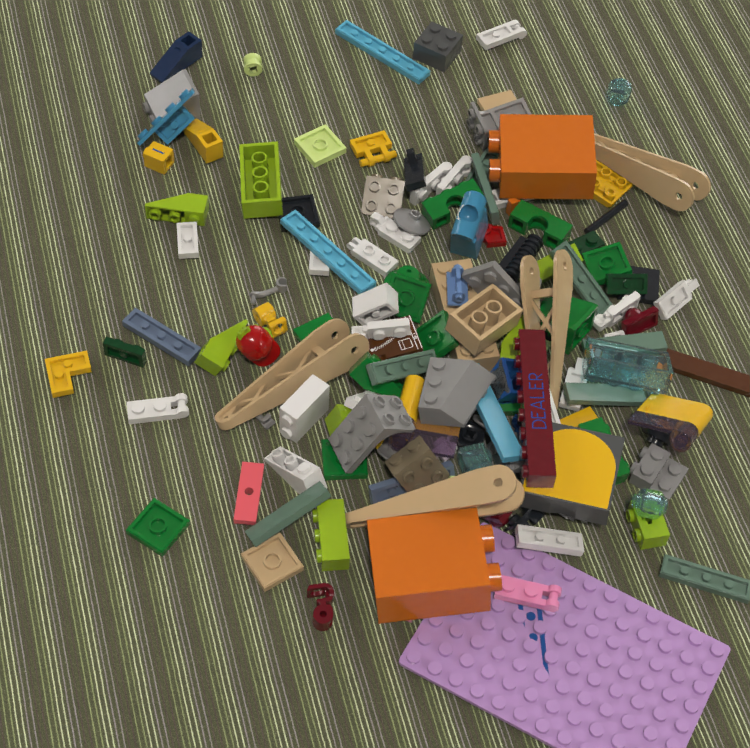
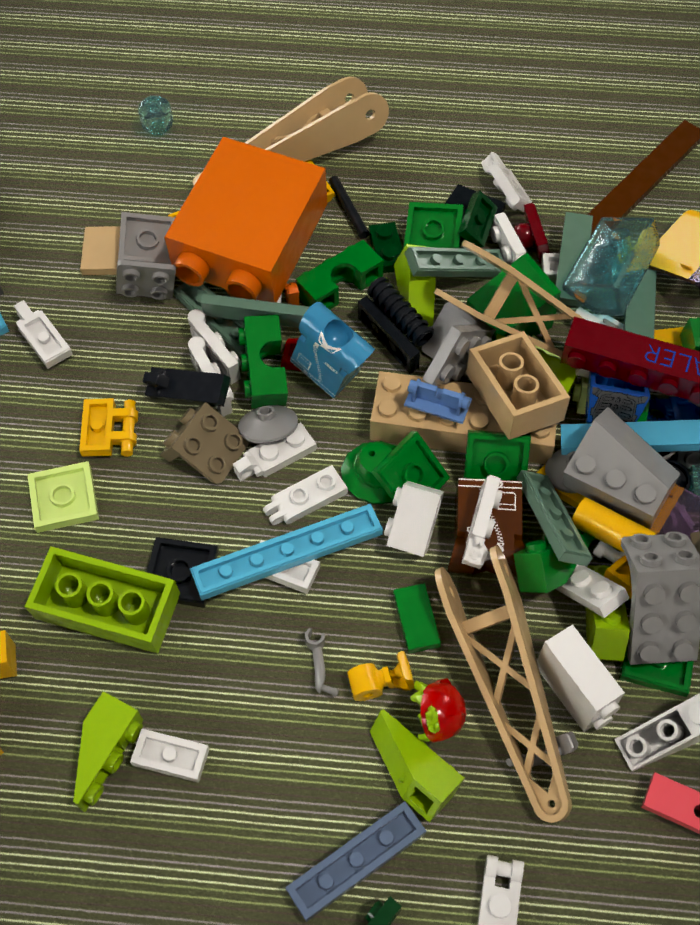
camera: 65 degrees left, 5 degrees up
(420, 97) = (41, 335): none -> white hinge

